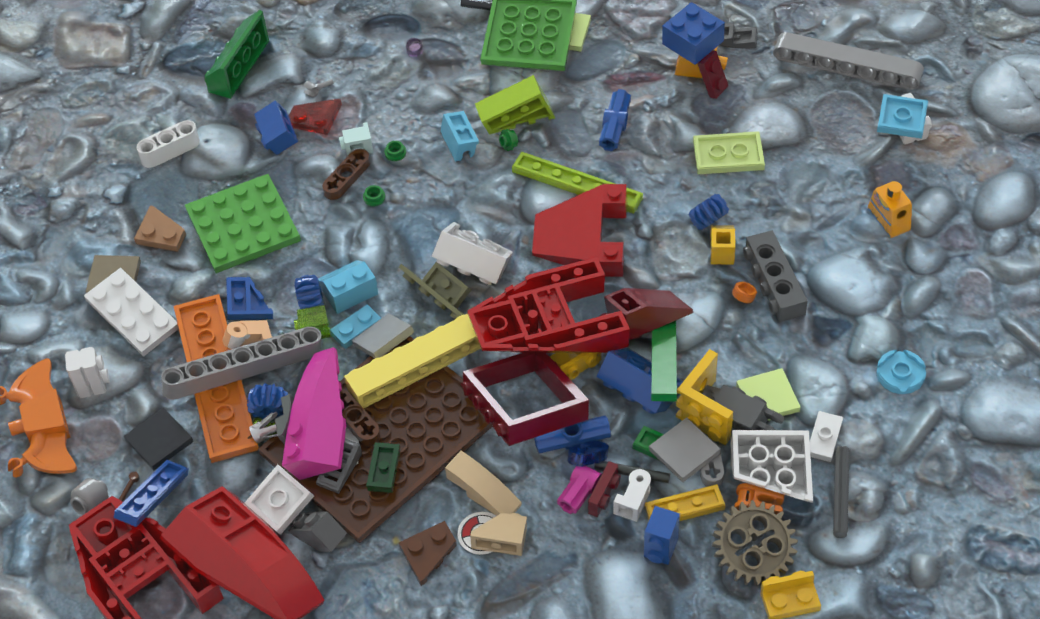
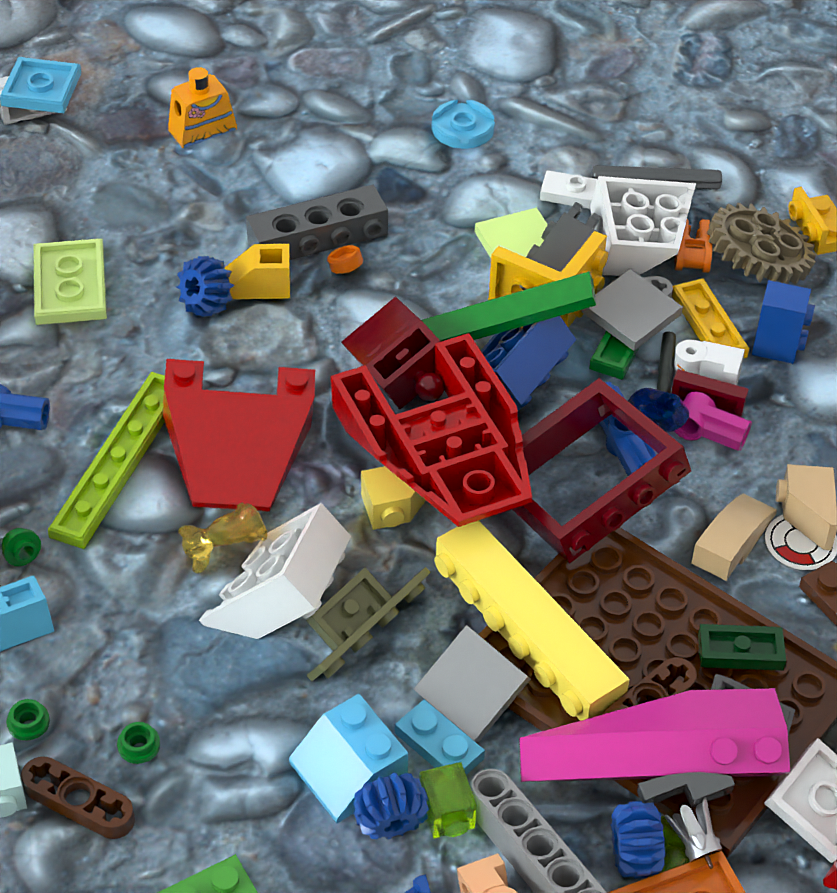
camera: 100 degrees left, 5 degrees down
(508, 230) = (238, 526): none -> clear yellow animal

